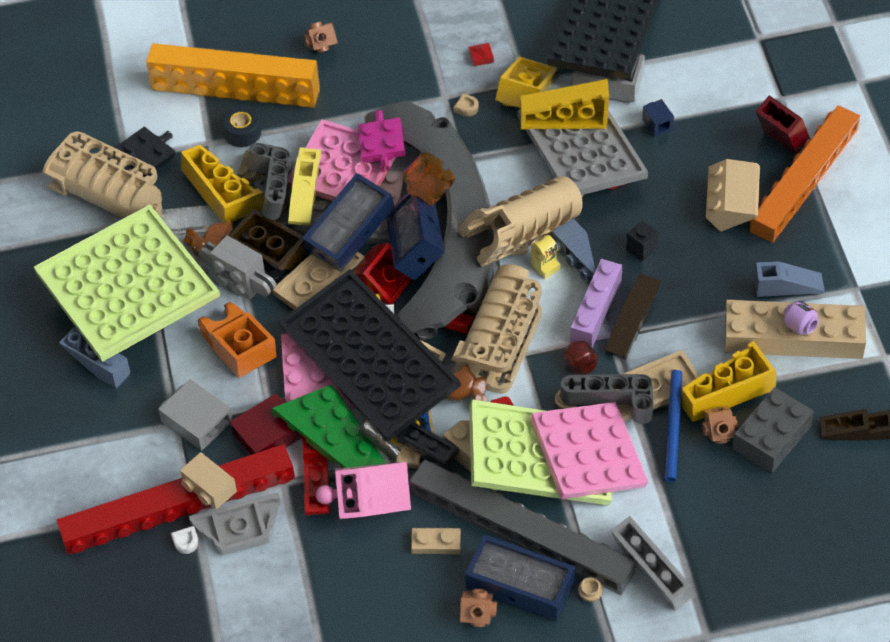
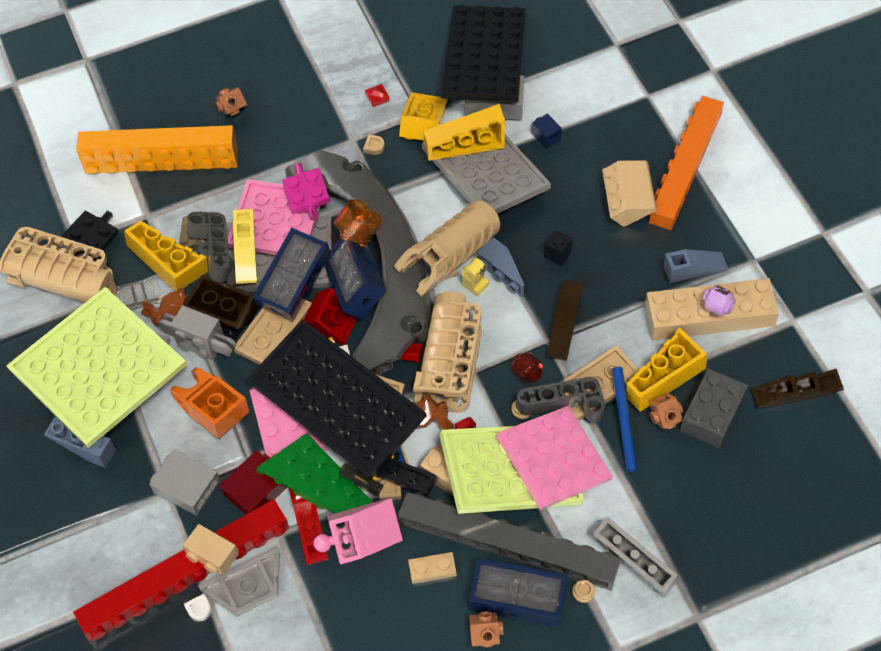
camera: 10 degrees left, 5 degrees up
(241, 126) = (174, 196): black wheel -> none
(596, 302) = (530, 313): lavender brick -> none
(782, 124) = (659, 121): dark red brick -> none

